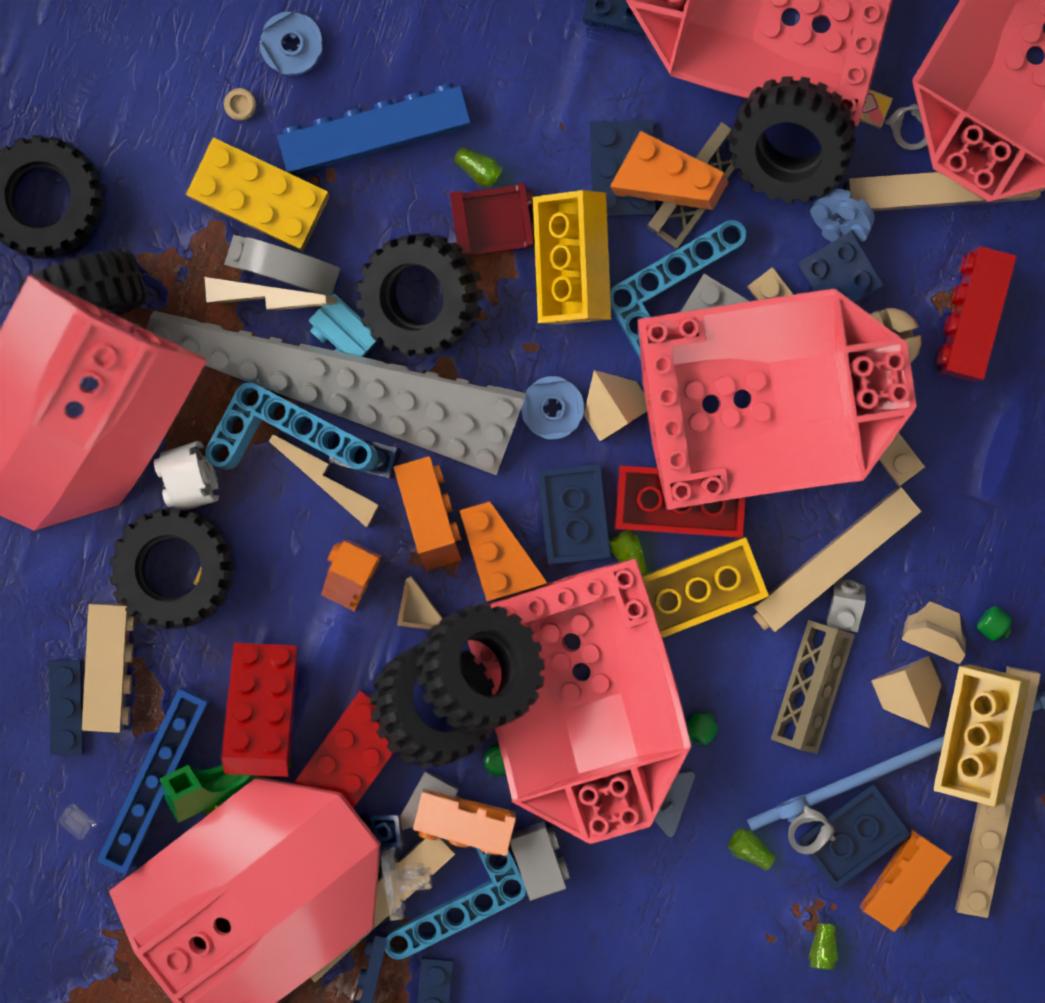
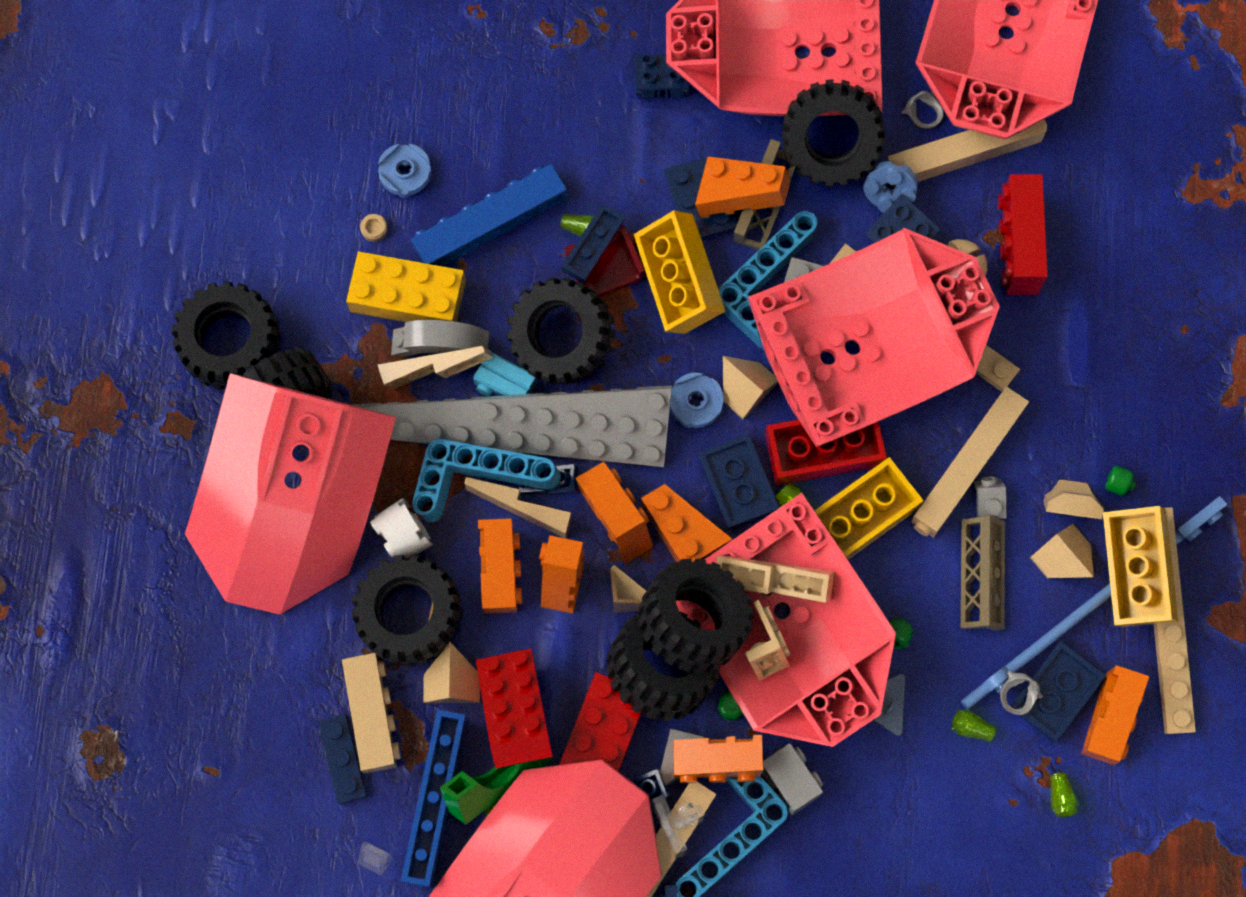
camera: 10 degrees left, 15 degrees down
(202, 653) = (451, 679): none -> tan slope
(285, 545) = (499, 566): none -> orange wedge
(482, 199) = (593, 243): none -> dark blue plate
(546, 730) = (768, 656): none -> tan bracket
(587, 645) = (780, 578): none -> tan slope
(875, 109) = (892, 103): tile -> none

